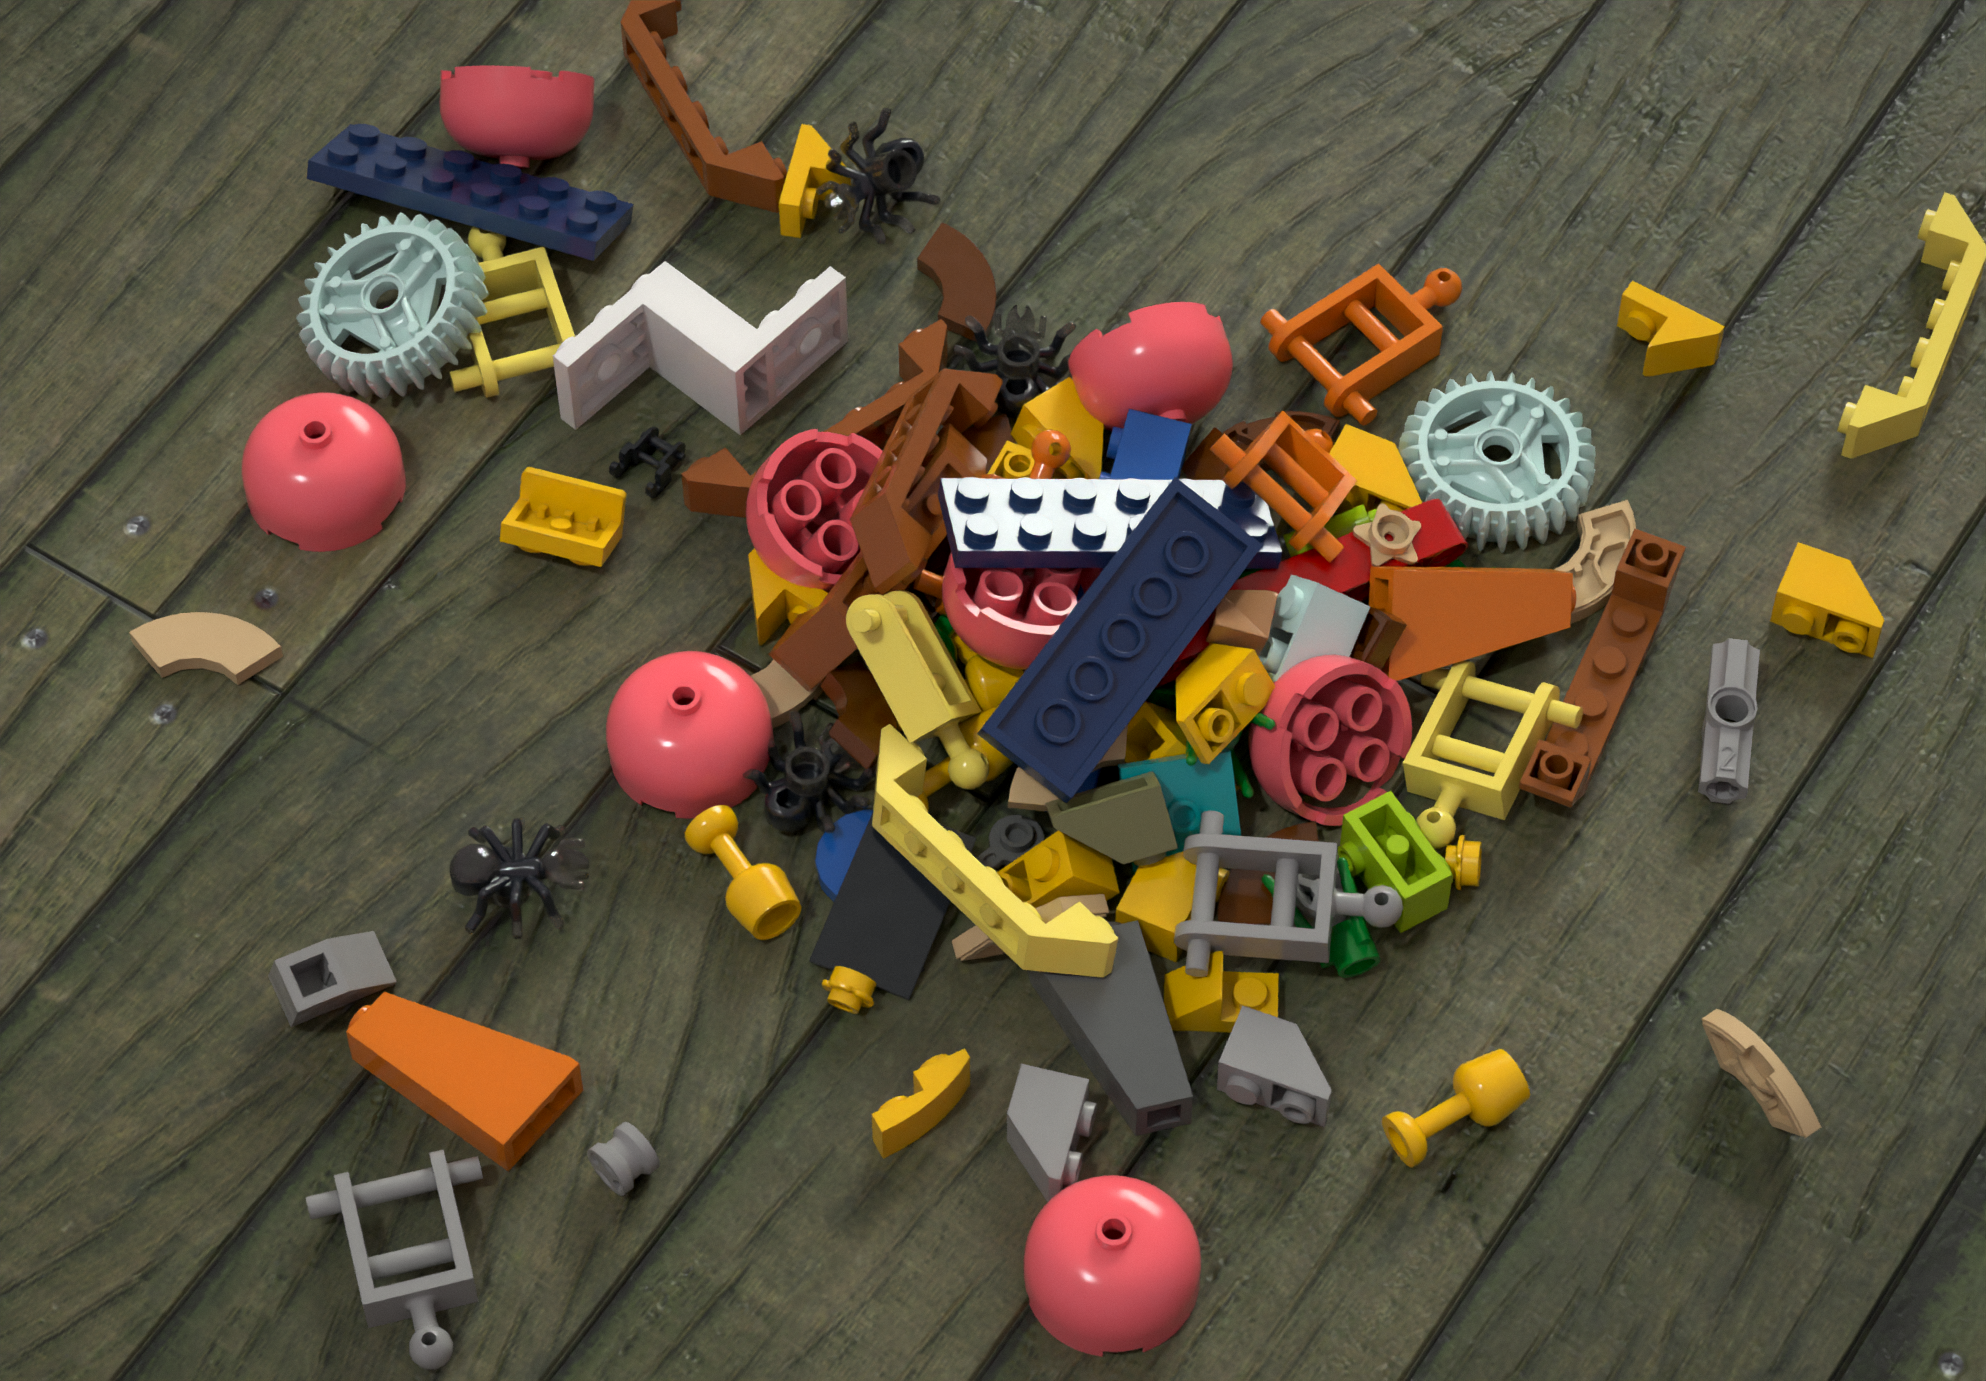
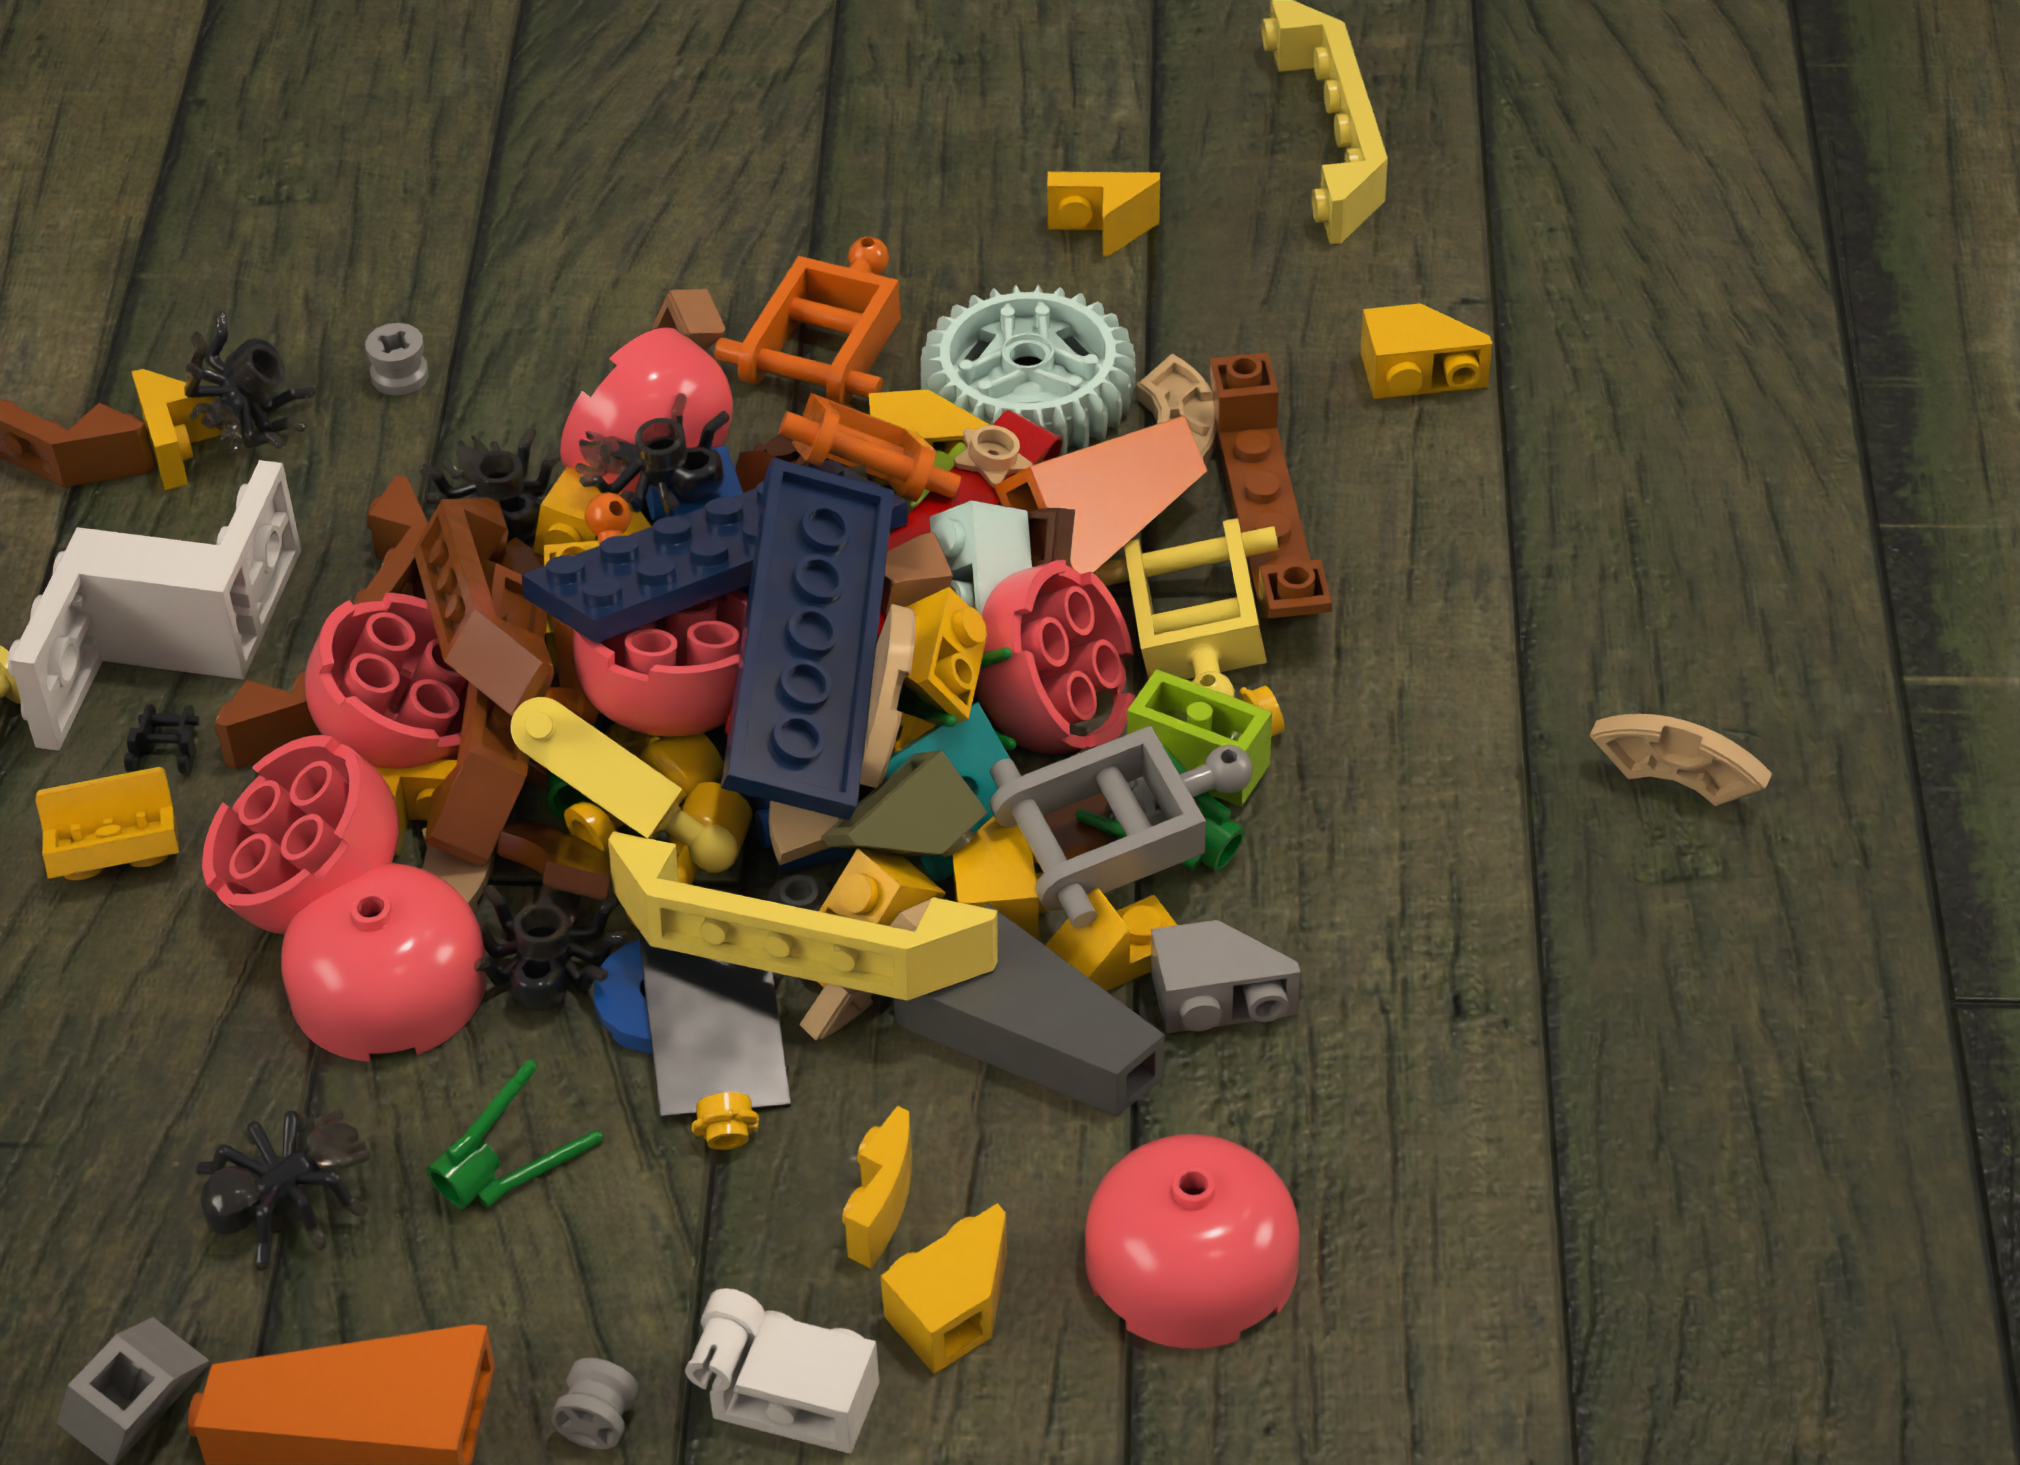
camera: 30 degrees left, 10 degrees down
(650, 928) = (469, 1164): none -> green plant
(681, 603) = (299, 831): none -> coral cylinder
(759, 893) = (571, 1074): yellow piece -> none
(762, 1207) = (784, 1372): none -> white hinge
(921, 1208) = (950, 1290): none -> yellow slope
(962, 278) = (383, 445): reddish brown tile -> none
(1007, 211) = (397, 359): none -> light grey wheel
(1045, 1126) = (1029, 1145): light grey slope -> none
(1123, 417) = (661, 458): none -> animal
(1147, 717) = (891, 665): none -> tan tile
(1254, 284) = (692, 315): none -> medium nougat slope
(1484, 1090) = (1436, 900): yellow piece -> none
(1727, 744) = (1411, 485): light grey piece -> none

